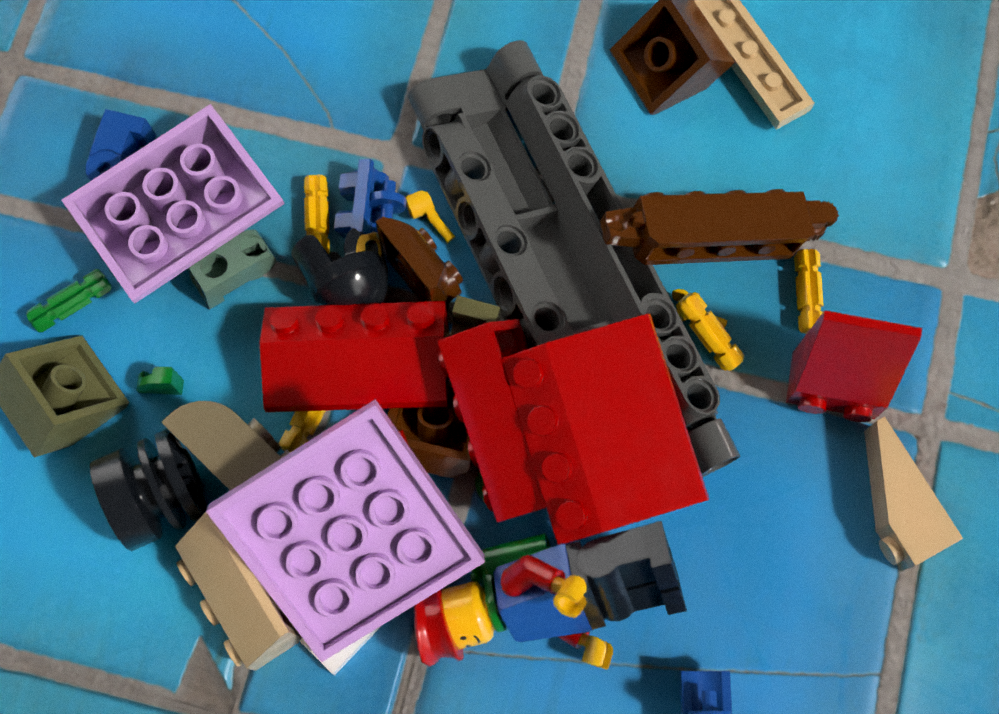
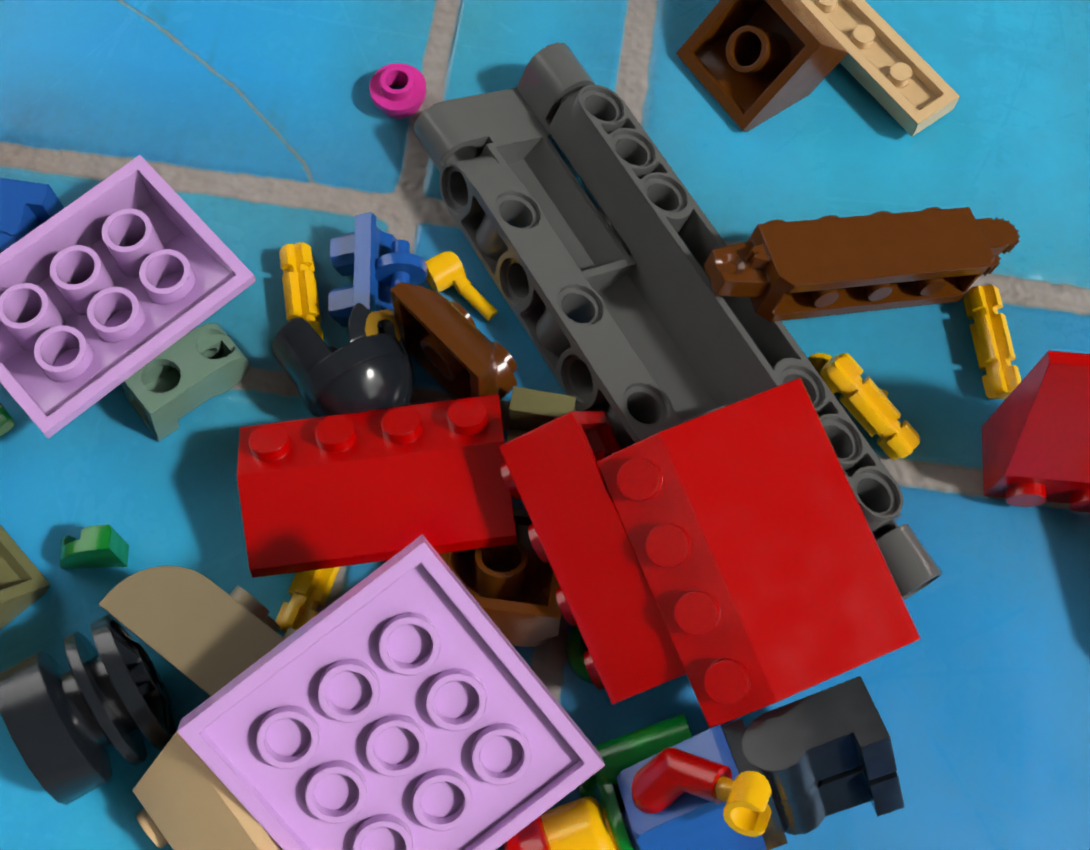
camera: 10 degrees left, 5 degrees down
(403, 72) = (398, 102): none -> dark pink plate

